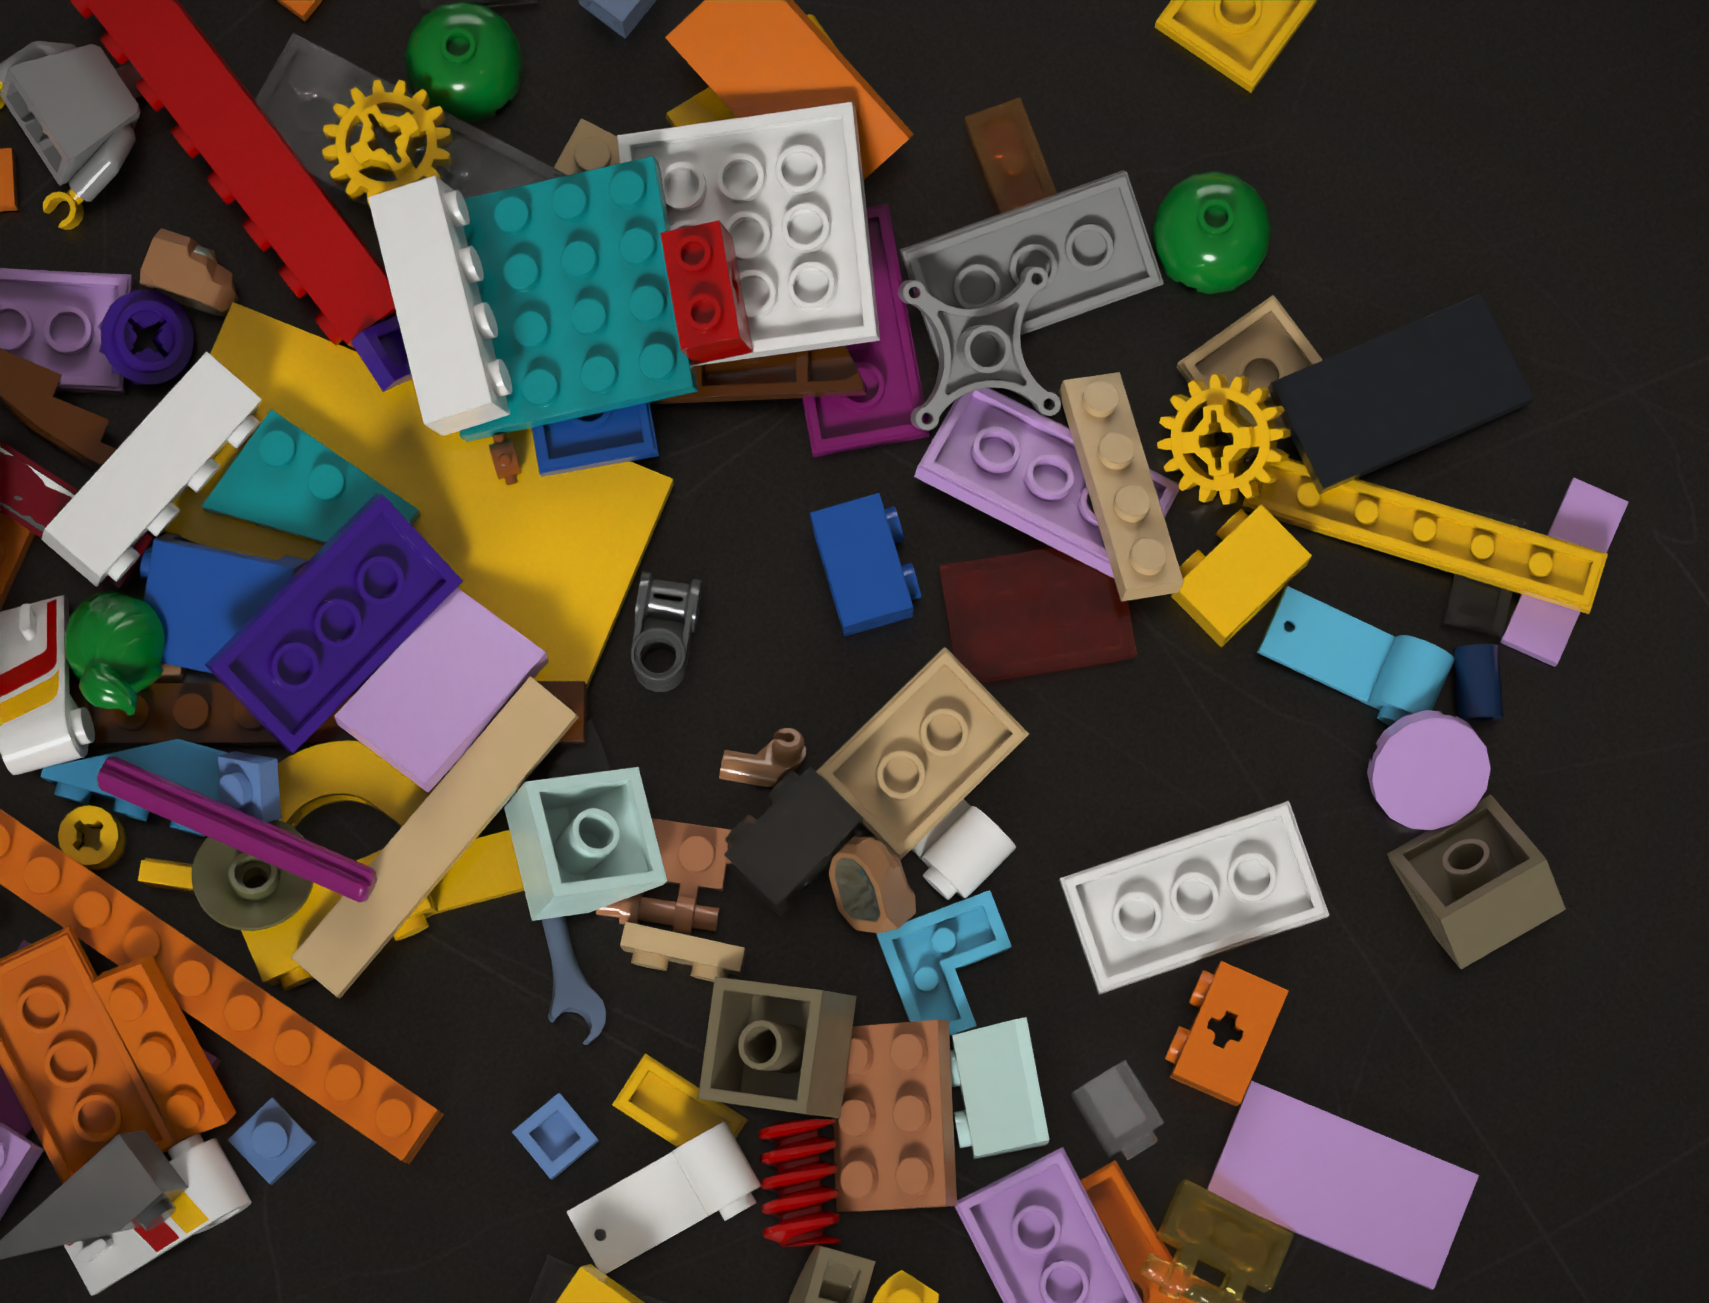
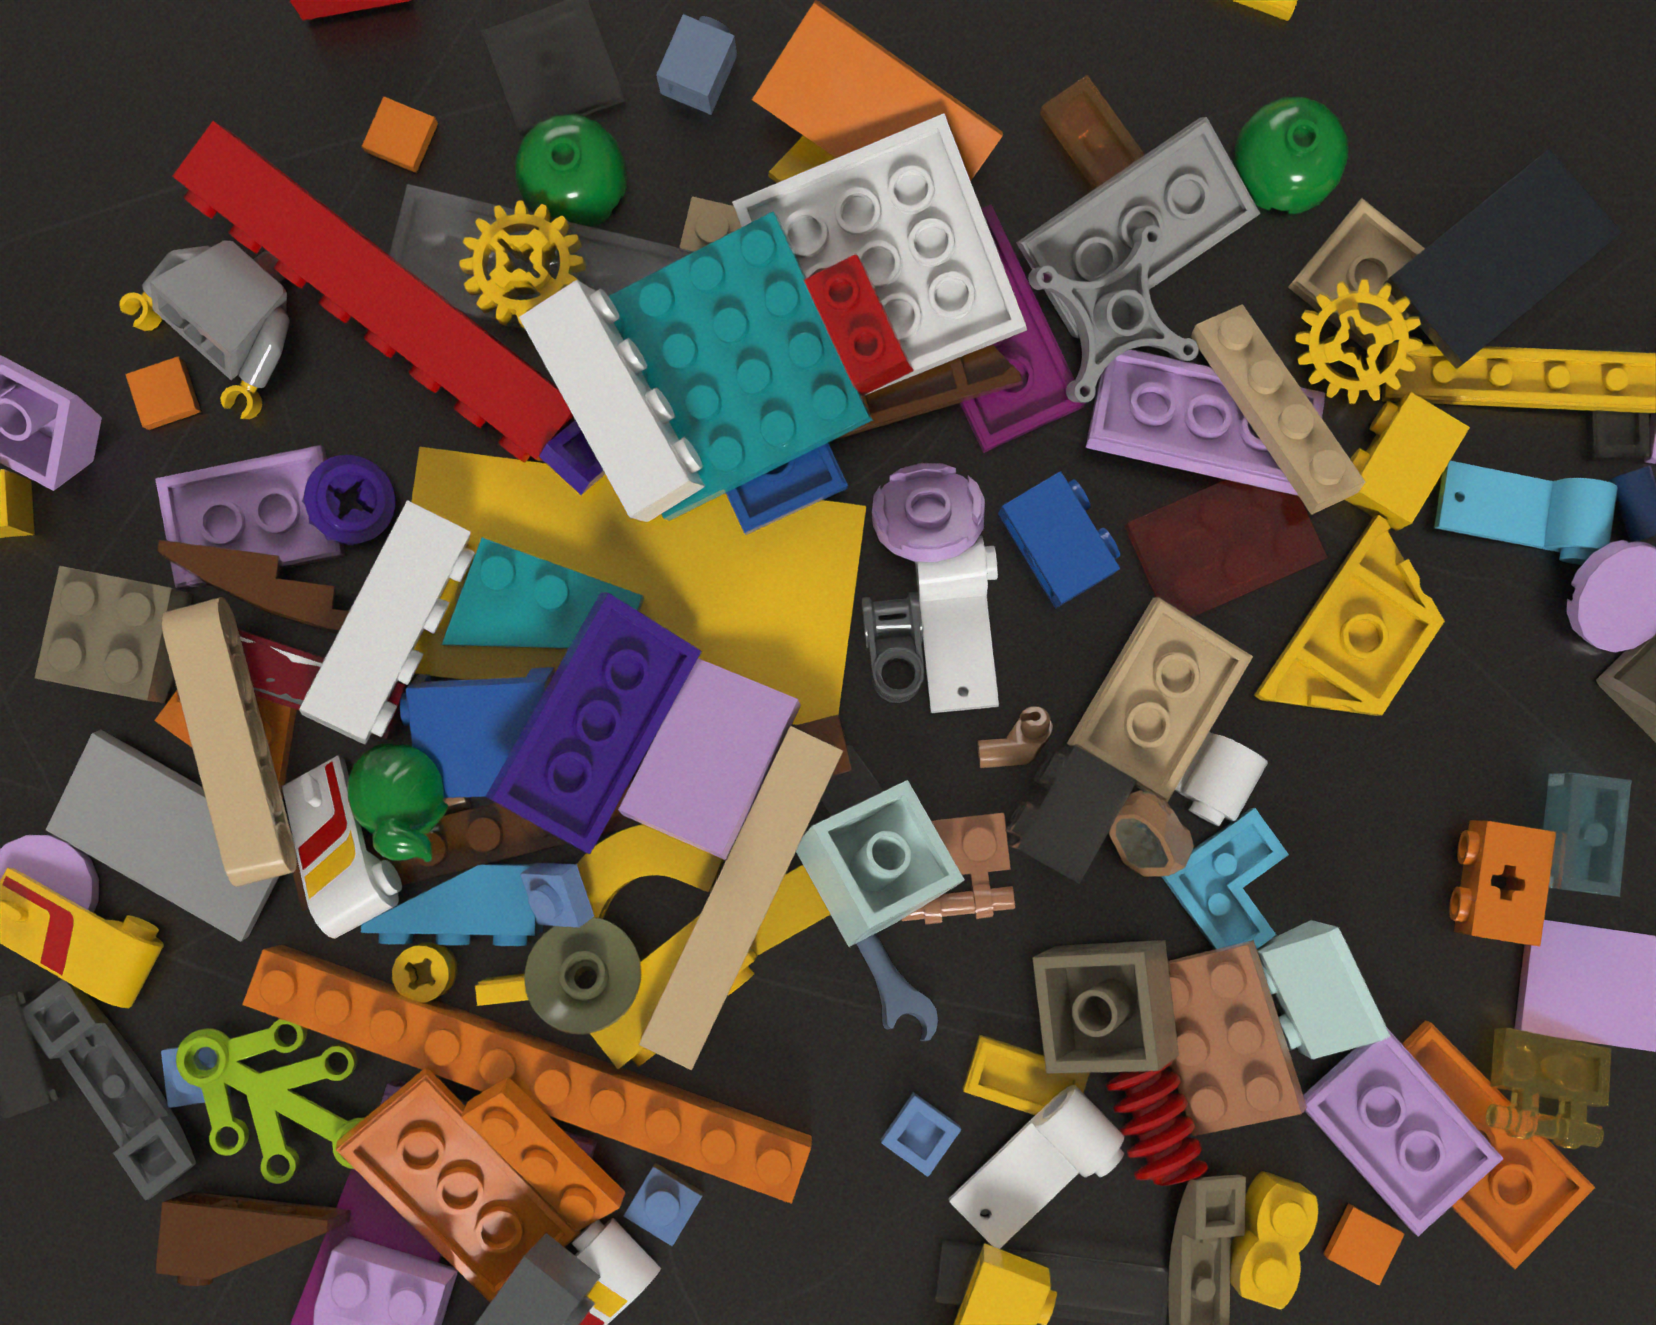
camera: 15 degrees left, 5 degrees up
(187, 274) = (371, 431): medium nougat rock -> none
(237, 829) = (557, 939): magenta axle -> none
(505, 458) = (709, 527): dark orange piece -> none
(657, 947) = (1017, 937): tan plate -> none
(734, 501) = (928, 512): none -> lavender tile
(735, 621) = (958, 629): none -> white door
(1119, 1111) = (1424, 978): clear brick -> none
(1147, 741) = (1358, 634): none -> yellow wing
(1193, 897) = (1435, 764): white tile -> none
(1320, 1002) = (1590, 831): none -> clear light blue brick

